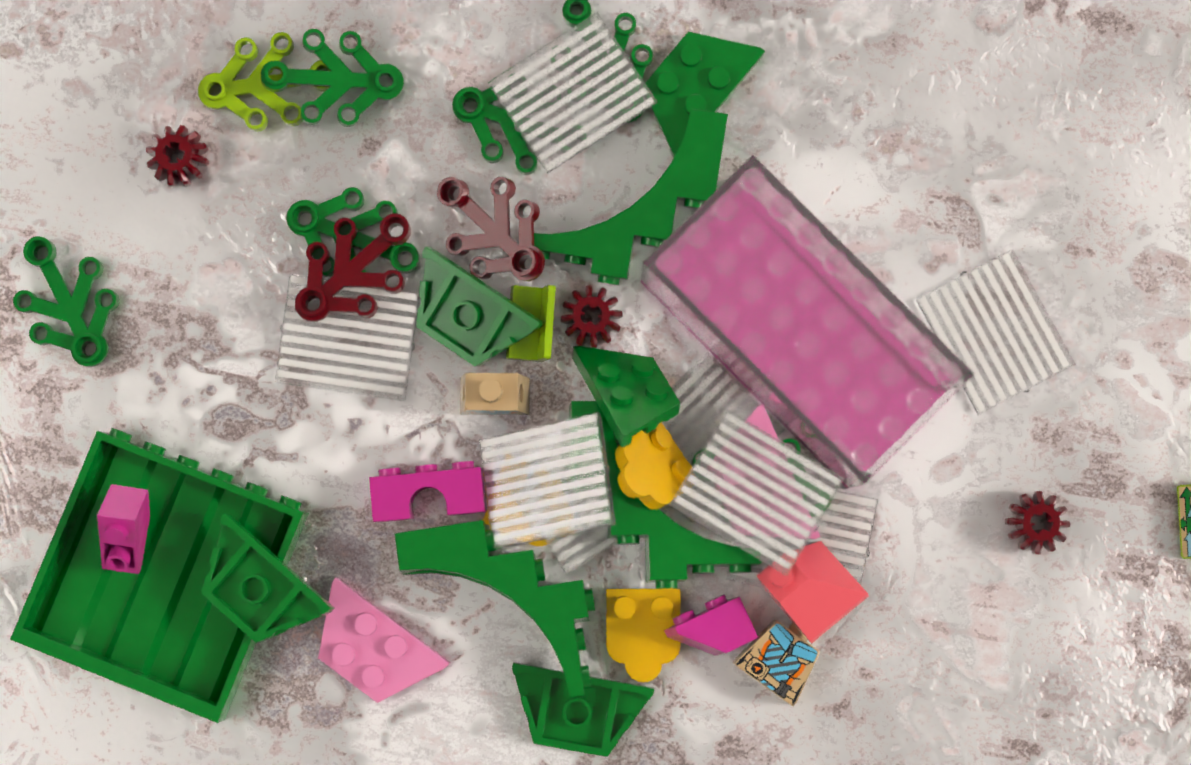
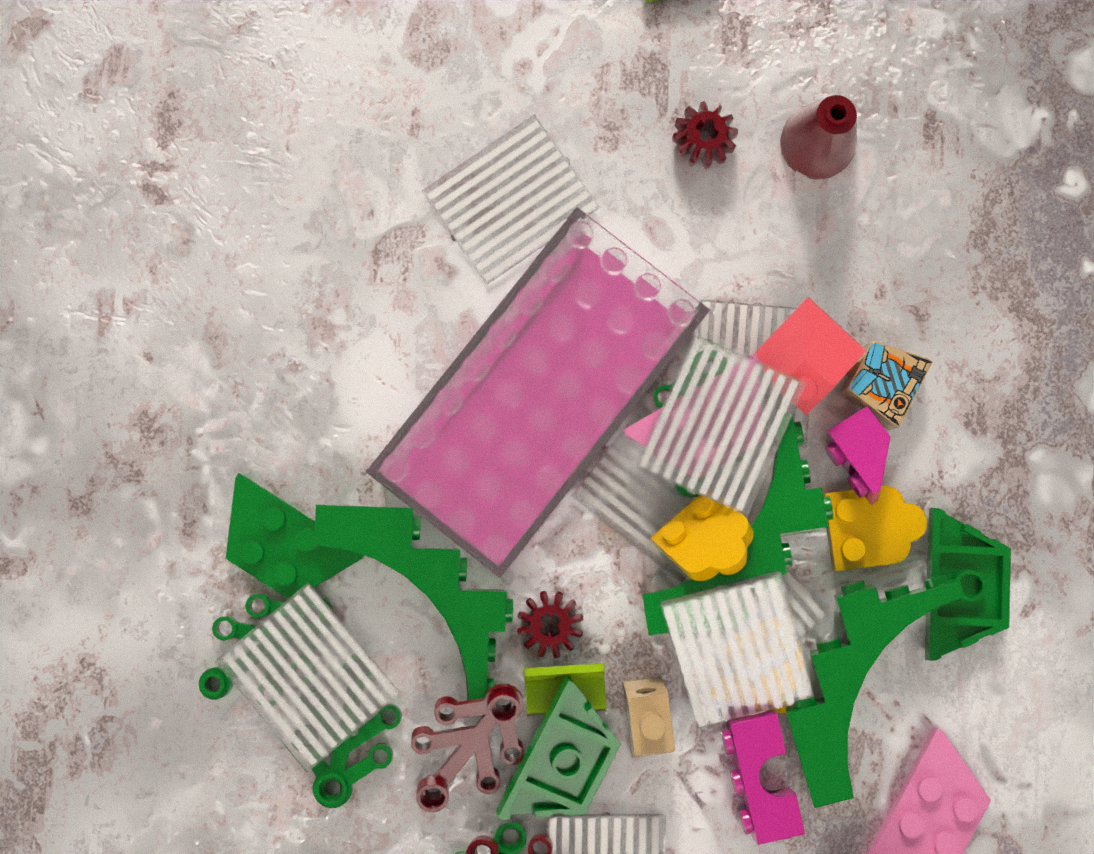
camera: 105 degrees left, 0 degrees up
(627, 390) = (628, 575): green wing -> none
(1021, 634) = (821, 137): none -> dark red cone

